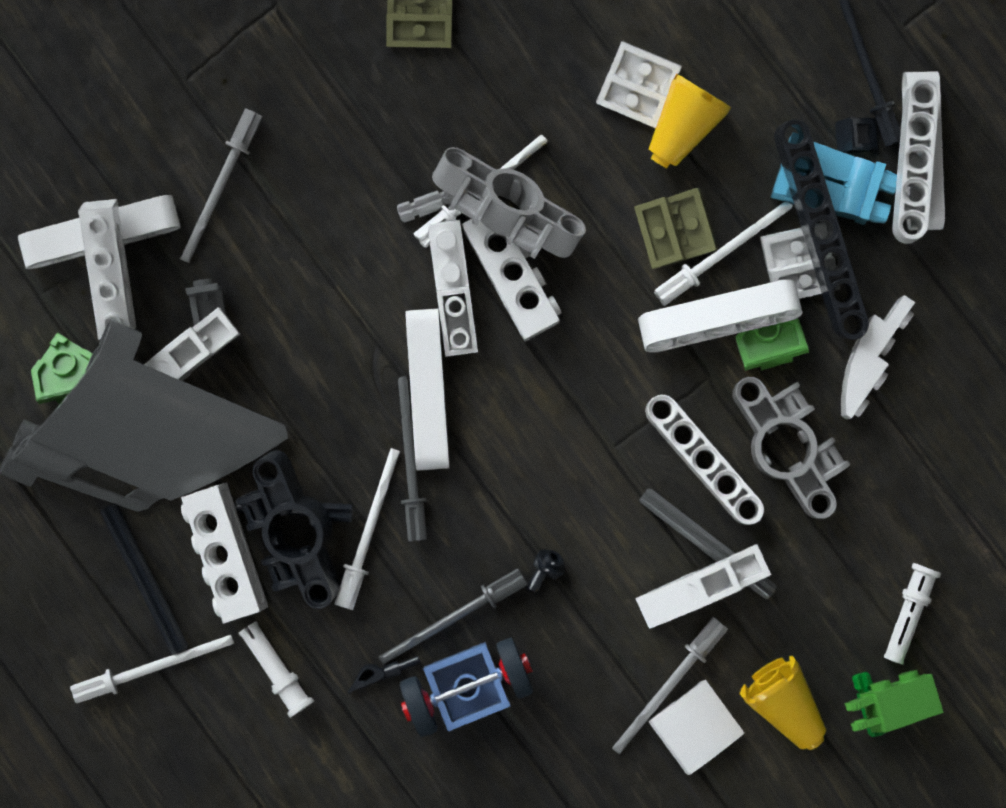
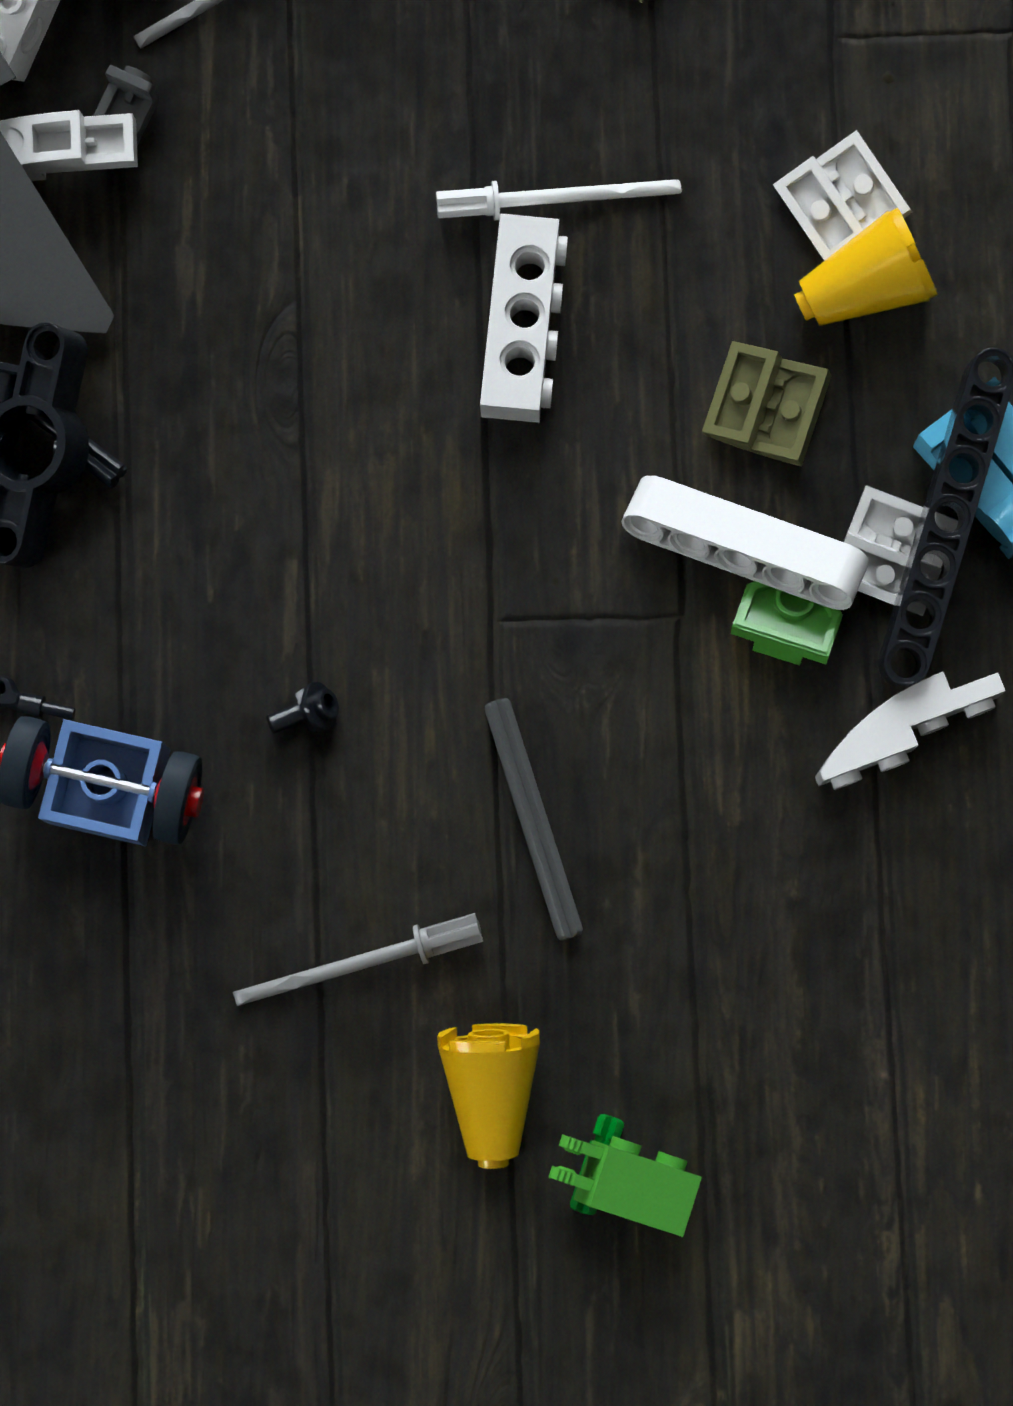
camera: 40 degrees right, 5 degrees down
(354, 574) = (68, 553): white piece -> none
(413, 506) = (201, 519): dark grey piece -> none
(424, 205) = (480, 169): light grey axle -> none
(427, 389) = (318, 390): white beam -> none
(452, 288) = (437, 286): white slope -> none
(476, 195) = (545, 185): light grey piece -> none
(492, 593) = (218, 694): dark grey piece -> none
(688, 277) = (738, 471): white piece -> none
(696, 727) = (356, 1038): white slope -> none
(703, 586) = (488, 864): white slope -> none
(719, 466) = (603, 684): white beam -> none
(788, 408) = (716, 708): light grey piece -> none
(895, 651) = (757, 1064): white pin -> none

